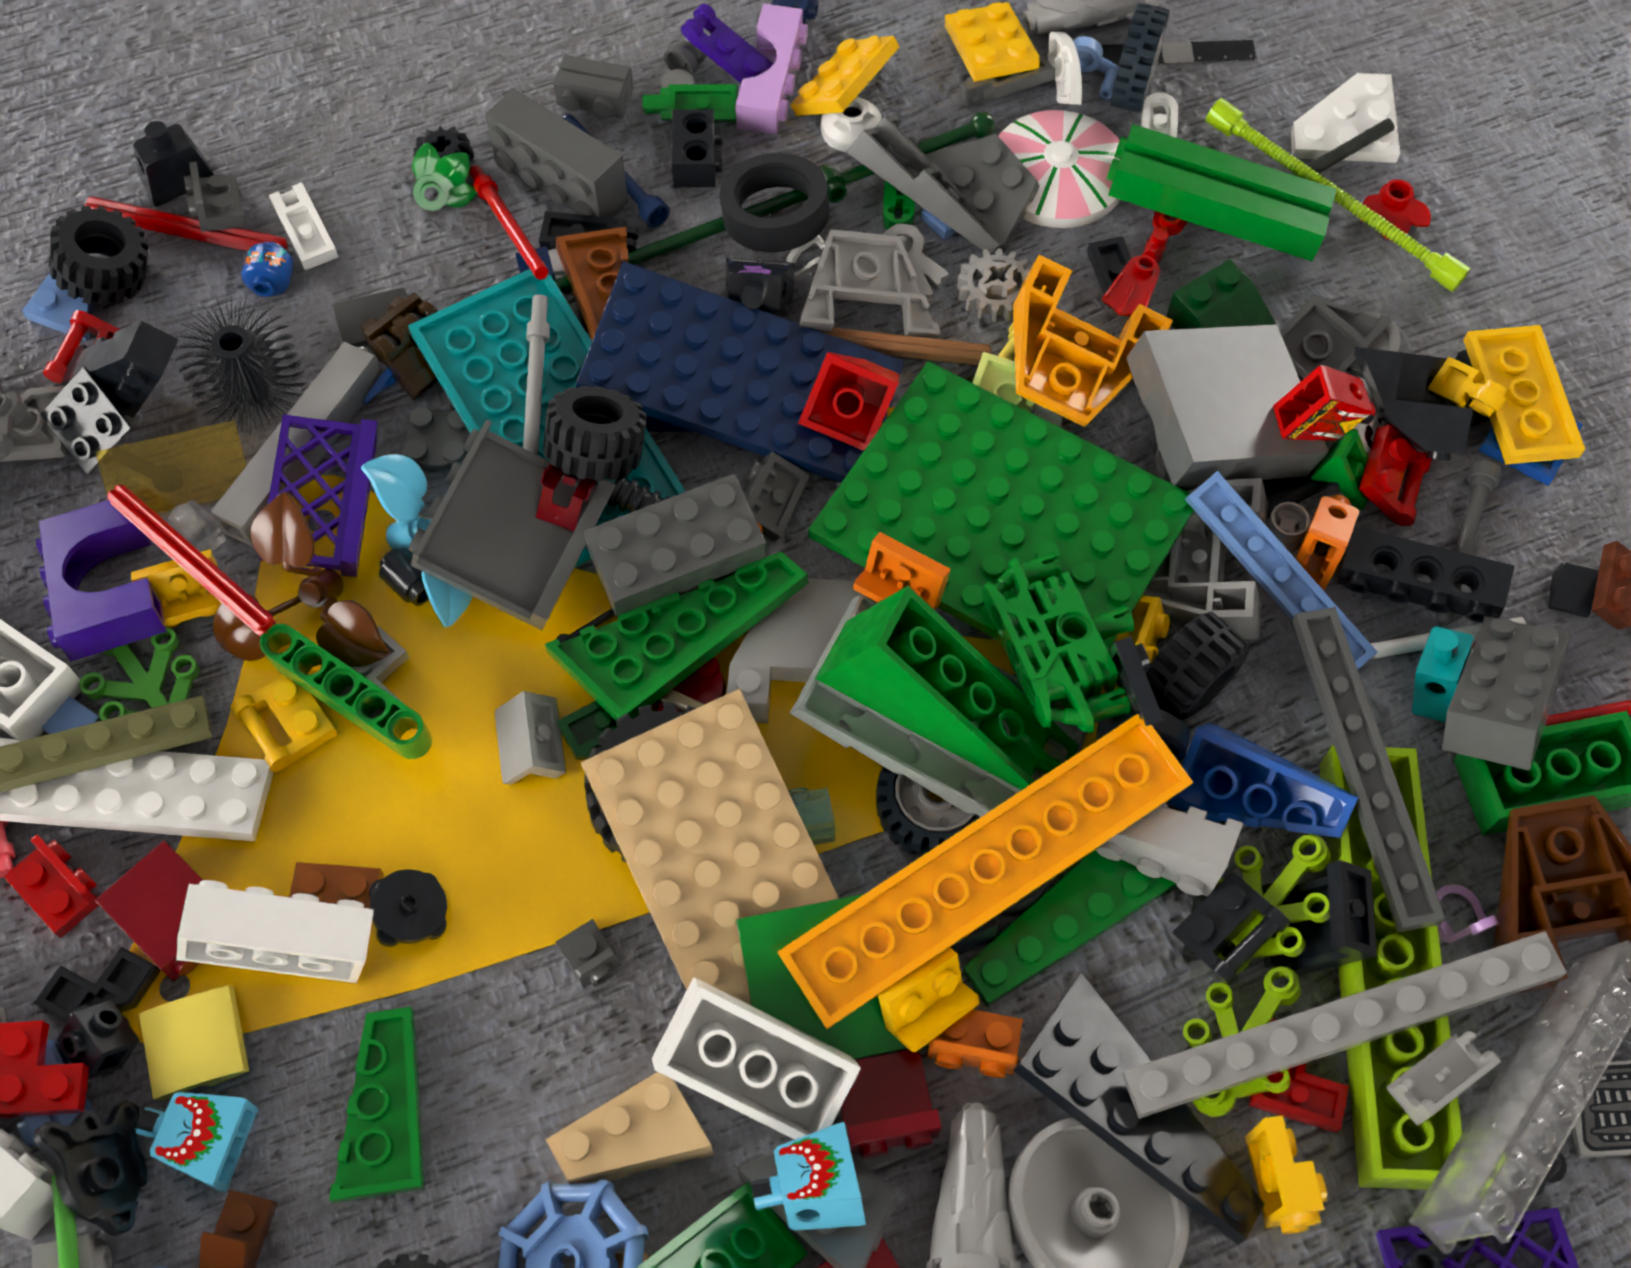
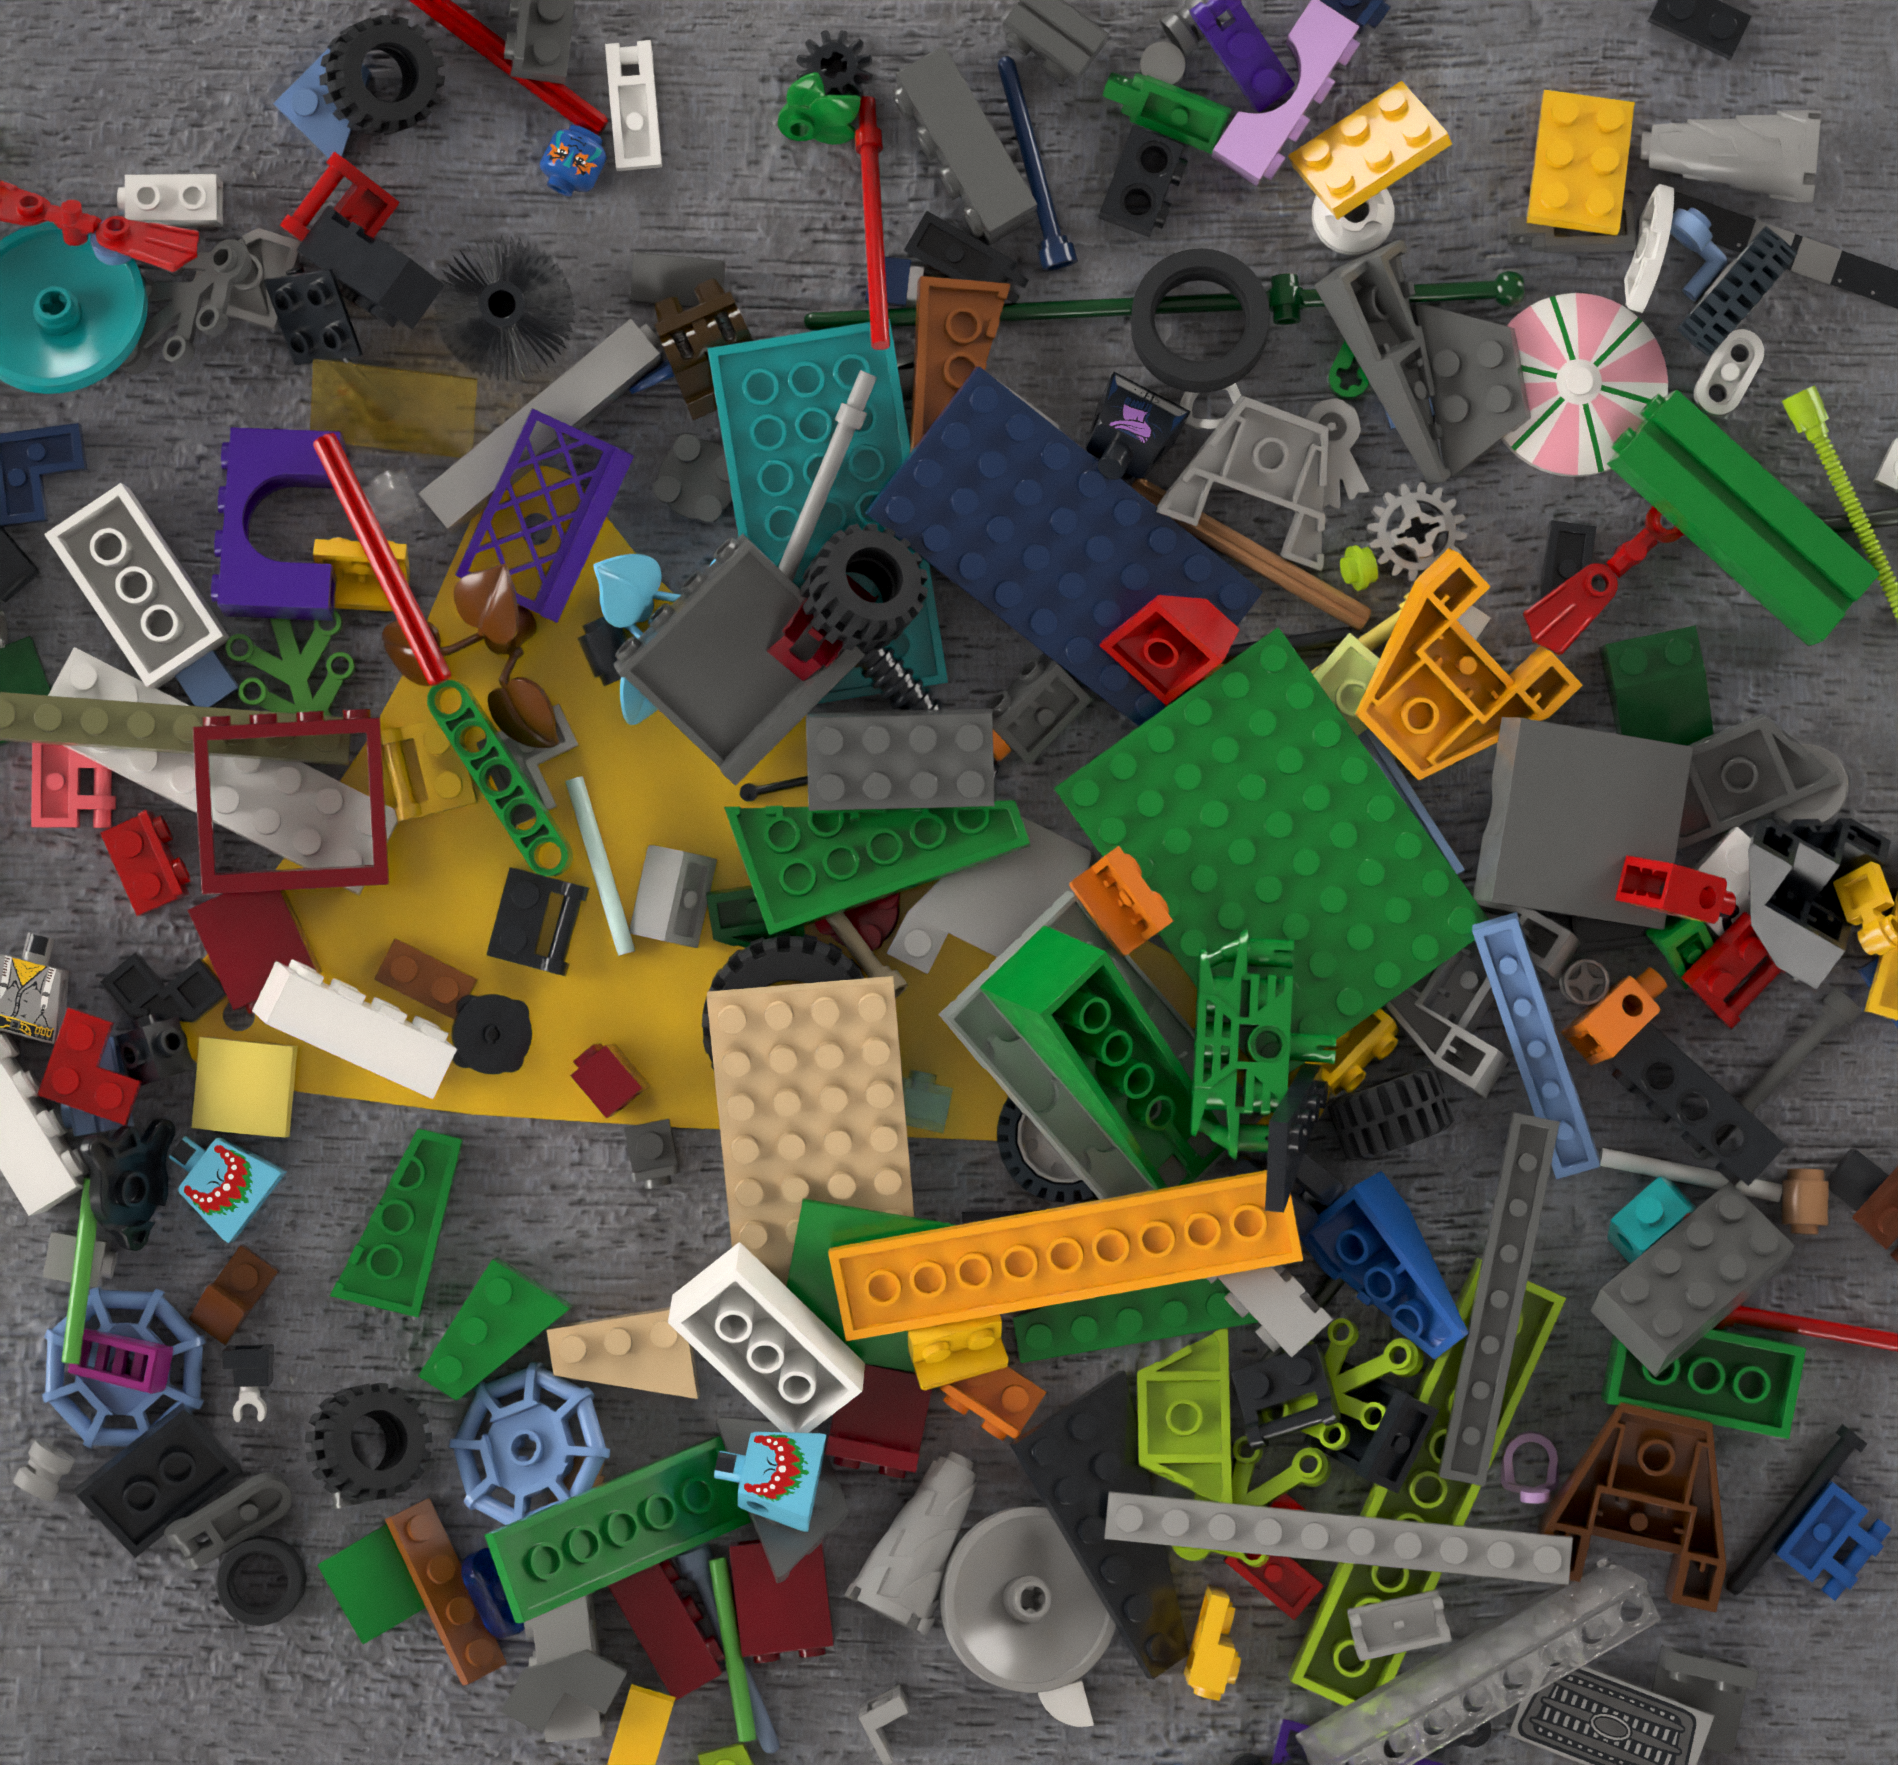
camera: 25 degrees right, 25 degrees up
(180, 830) = (302, 878): none -> dark red window
(405, 804) = (522, 919): none -> black plate
(460, 742) = (600, 865): none -> light aqua bar
(492, 1167) = (491, 1326): none -> green wedge
(523, 886) = (608, 1078): none -> dark red brick
(967, 321) = (1359, 567): none -> lime plate
(1156, 988) = (1187, 1418): none -> lime wing
(1545, 610) = (1805, 1201): none -> medium nougat brick

